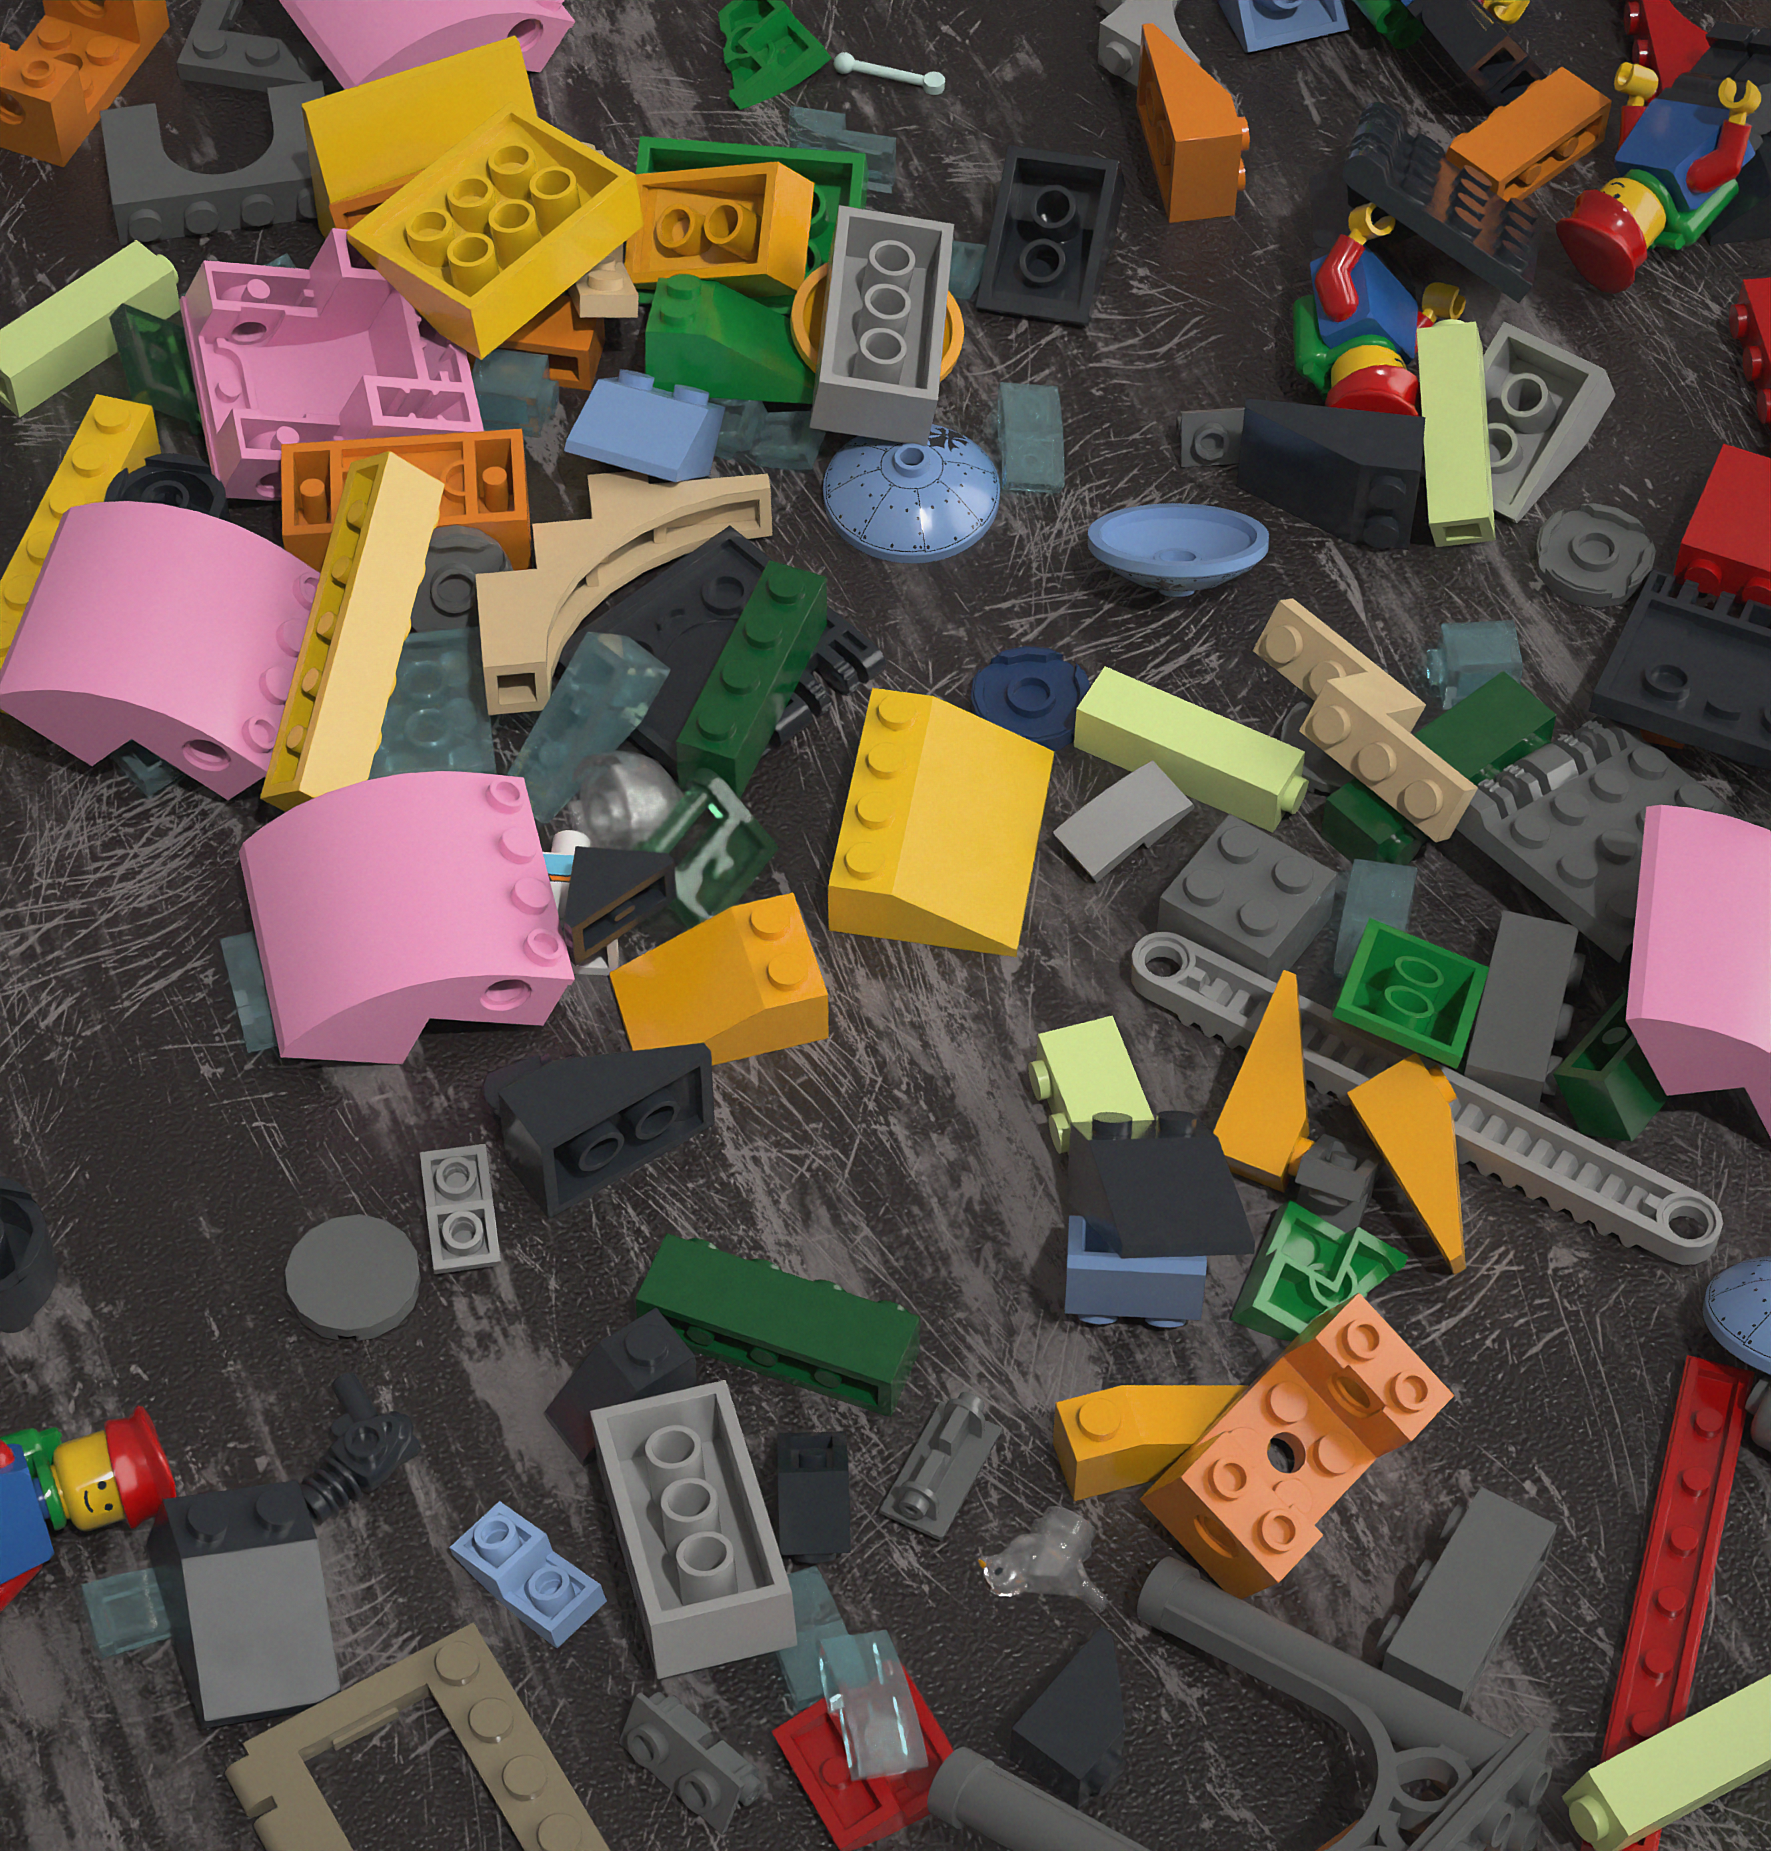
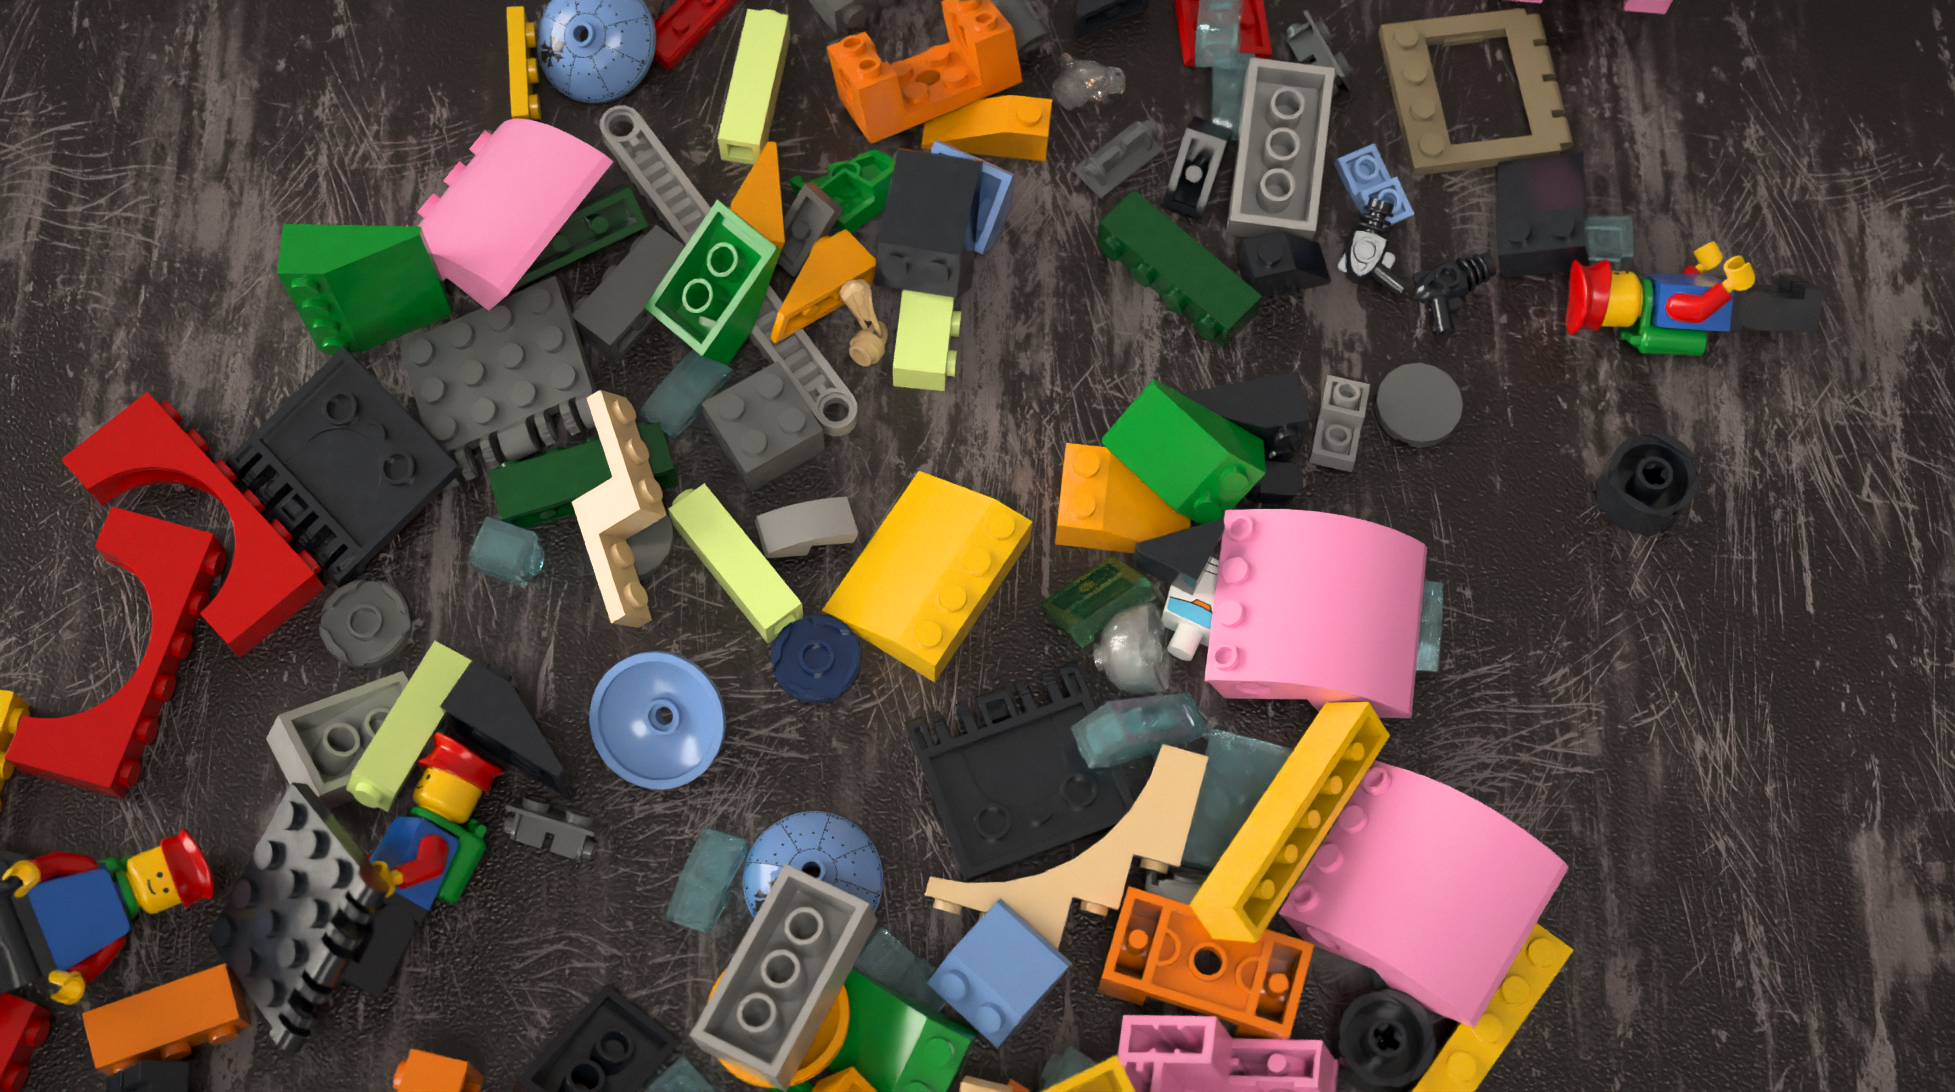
camera: 160 degrees left, 15 degrees up
(502, 1460) = (1367, 250): none -> black piece
(637, 1011) = (1187, 453): none -> green slope
(754, 676) = (1014, 704): dark green brick -> none
(1175, 1069) = (865, 346): none -> tan piece
(1538, 1360) = (754, 86): none -> yellowish green brick

